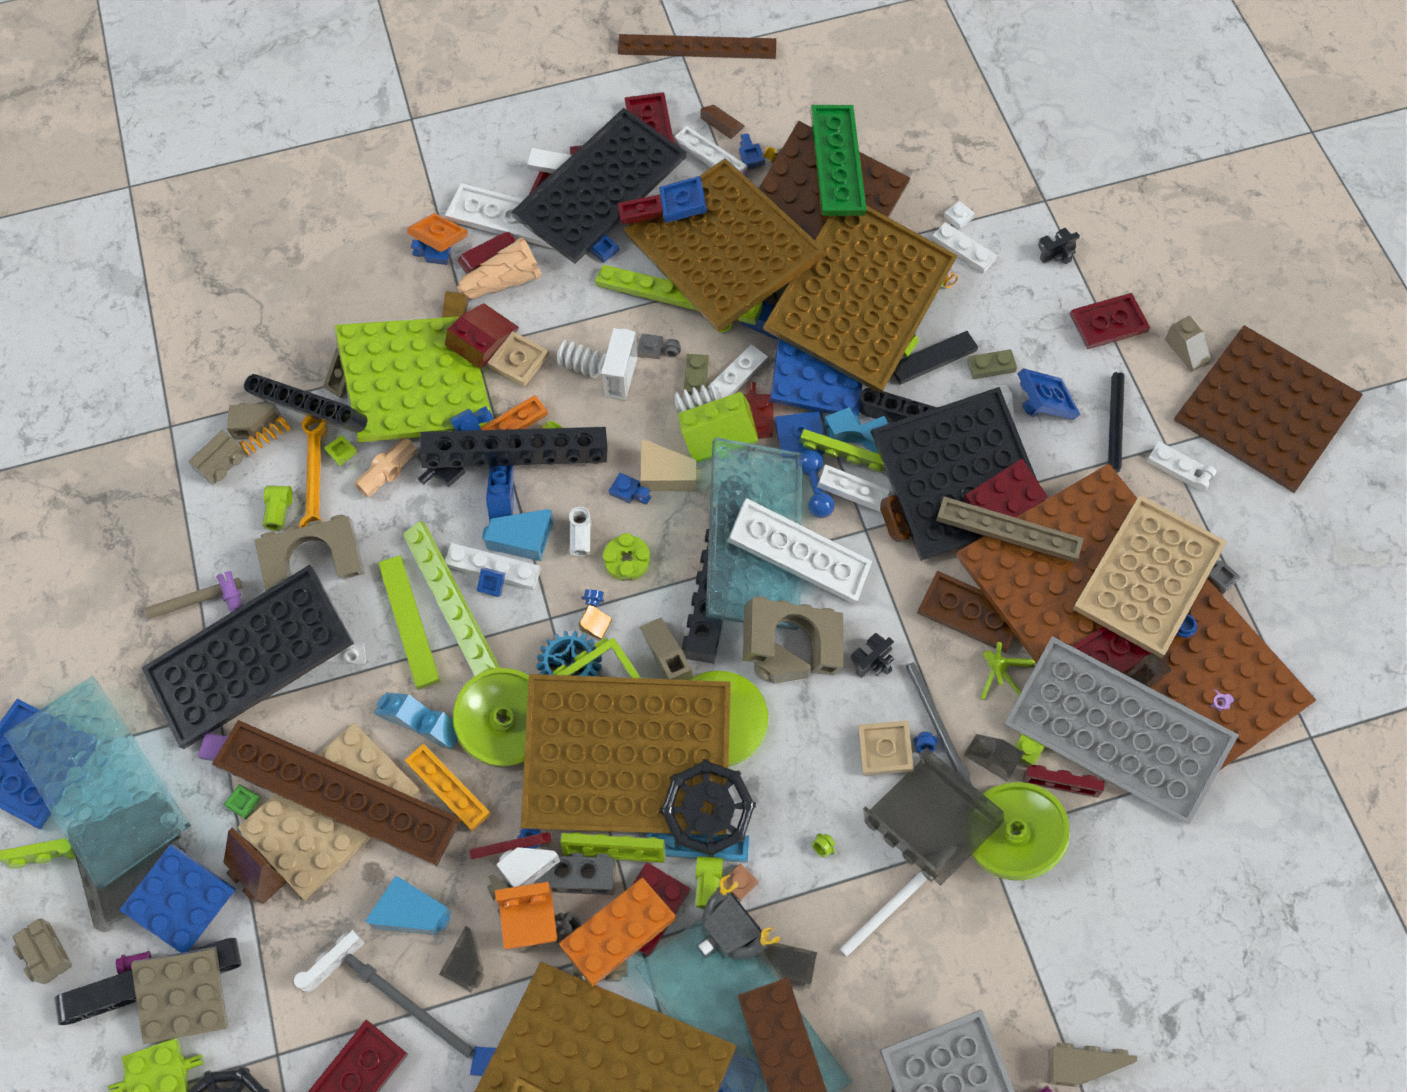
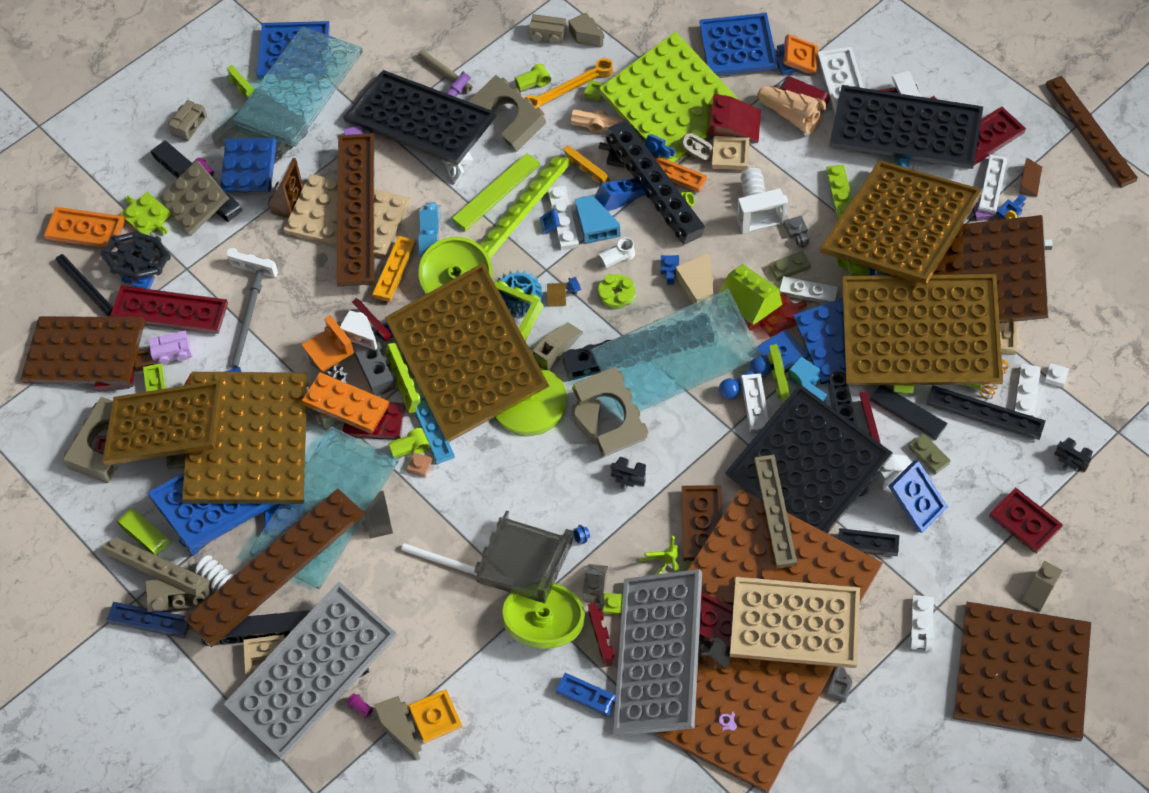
camera: 65 degrees right, 5 degrees down
(242, 801) = (328, 168): bright green tile -> none
(284, 423) = (595, 47): light orange piece -> none
(306, 403) = (609, 48): black beam -> none
(379, 282) = (738, 44): none -> blue plate
(408, 910) = (305, 287): dark azure slope -> none
(439, 508) = (585, 165): none -> light orange plate
(454, 304) = (749, 95): pearl gold slope -> none
(464, 963) = (287, 333): clear smoke slope -> none
(491, 385) = (696, 145): none -> dark tan plate
(605, 249) = (860, 160): blue tile -> none
(640, 209) = (897, 159): dark red plate -> none
(682, 199) = (923, 179): blue plate -> none
(696, 398) = (766, 270): white piece -> none
(704, 822) = (448, 409): black plate -> none
(731, 927) = (381, 463): dark grey torso -> none
(800, 551) = (678, 387): white plate -> none
(823, 845) = (471, 502): lime plate -> none
(837, 160) = (1019, 254): green plate -> none
(885, 748) = (562, 509): tan plate -> none
(894, 519) = (744, 437): reddish brown plate -> none
(926, 393) = (869, 415): none -> dark red tile
(937, 722) = (572, 566): dark grey bar -> none
(971, 292) = (986, 412): none -> black plate
(1009, 492) = (810, 502): dark red plate -> none
(1069, 465) = (871, 541): none -> black plate
(1088, 1015) = (435, 716): none -> light orange plate
(1116, 421) = (933, 561): black axle -> none
(1128, 832) = (585, 694): none -> blue plate
(1188, 627) = (772, 669): blue plate -> none

